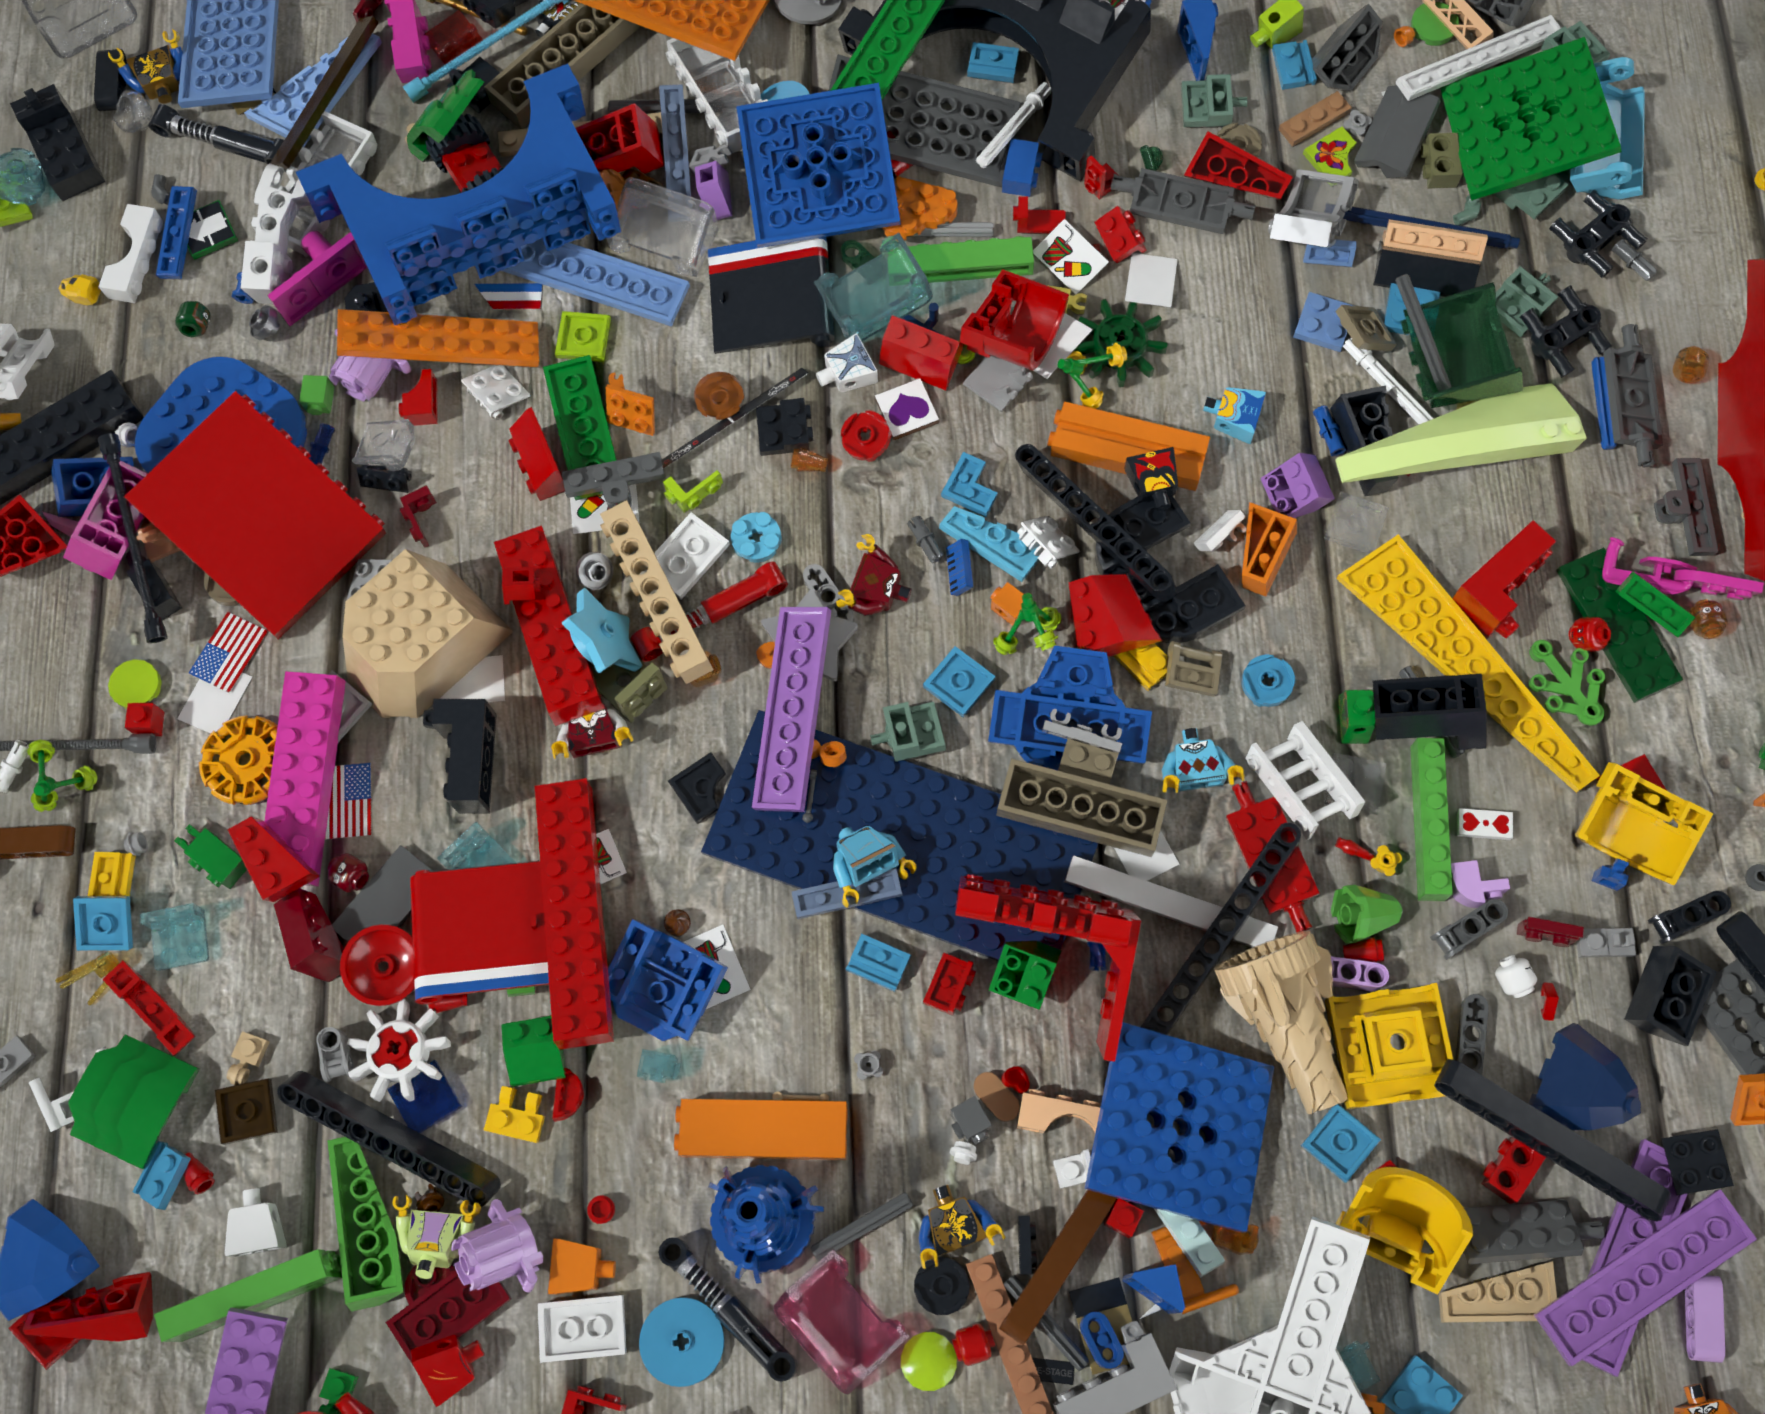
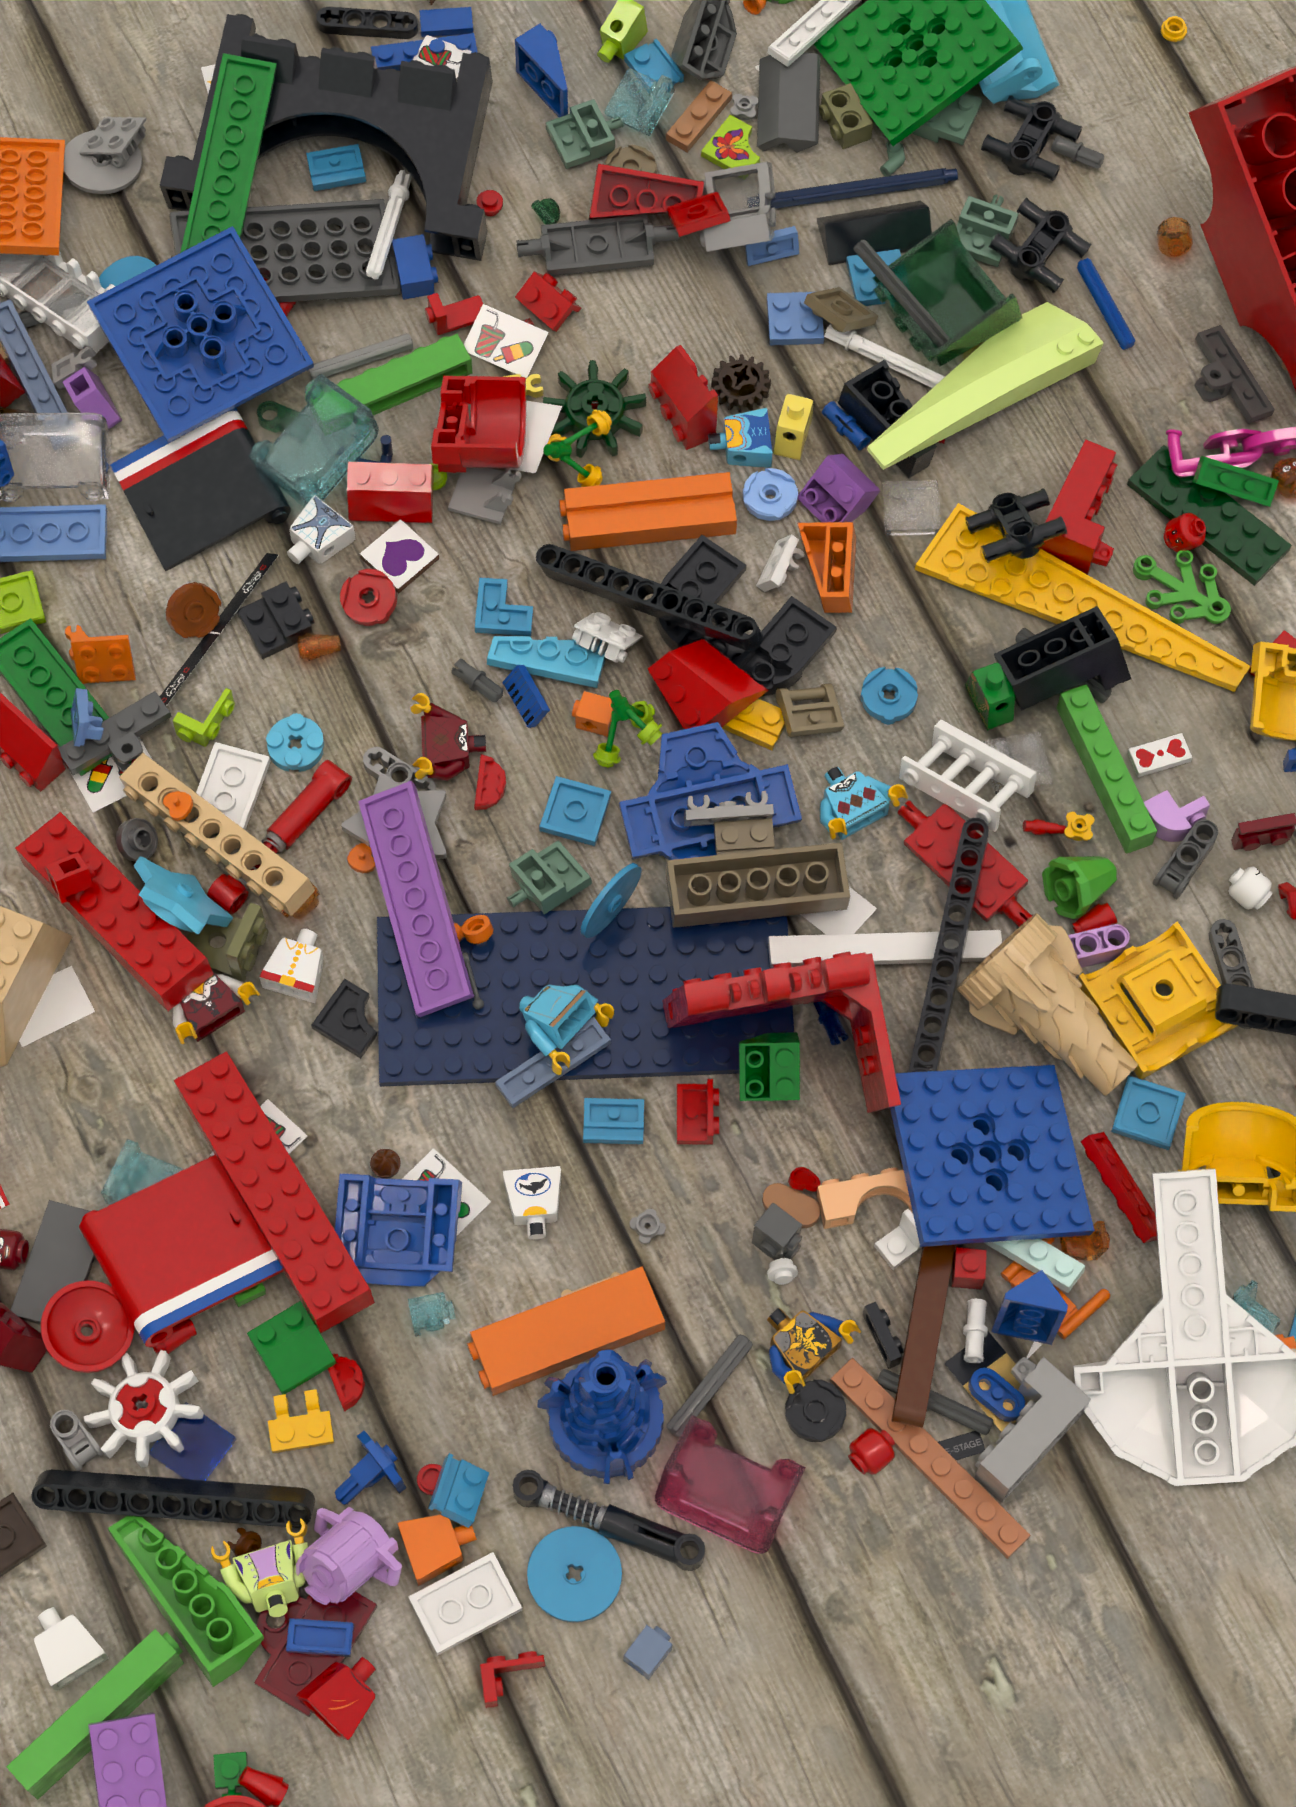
camera: 30 degrees left, 5 degrees down
(451, 1308) = (320, 1637): none -> blue tile
(470, 735) = (72, 1047): black hinge -> none
(557, 1180) = (370, 1470): none -> blue piece
(591, 461) = (83, 723): none -> medium blue plate
(615, 1231) = (459, 1490): none -> dark azure plate
(634, 555) = (178, 804): none -> orange piece
(675, 727) = (295, 967): none -> white torso
(784, 1003) = (533, 1197): none -> white torso
(898, 632) = (490, 783): none -> red plate
(921, 207) = (328, 342): orange plate -> none
(928, 1361) = (834, 1487): lime dish -> none
(949, 775) = (611, 900): none -> dark azure piece
(1098, 177) = (500, 250): red bracket -> none
(1106, 1275) = (975, 1330): none -> white pin
(1107, 134) = (490, 201): none -> red plate
(1151, 280) = (600, 336): white sticker -> none
(1153, 476) = (690, 530): torso -> none
(1198, 359) = (684, 398): none -> red wedge
(1238, 456) = (774, 483): none -> light blue plate
(1255, 353) = (741, 374): none -> dark brown gear
(1270, 89) = (640, 100): none -> clear light blue bracket
(1275, 203) = (698, 214): none -> red tile
(1286, 412) = (796, 419): none -> light yellow torso
(1289, 1198) = (1122, 1185): none -> red plate
(1434, 240) = (872, 198): light nougat fence -> none
(1439, 584) = (1018, 530): none -> black piece
(1633, 397) = (1132, 287): dark grey plate -> none

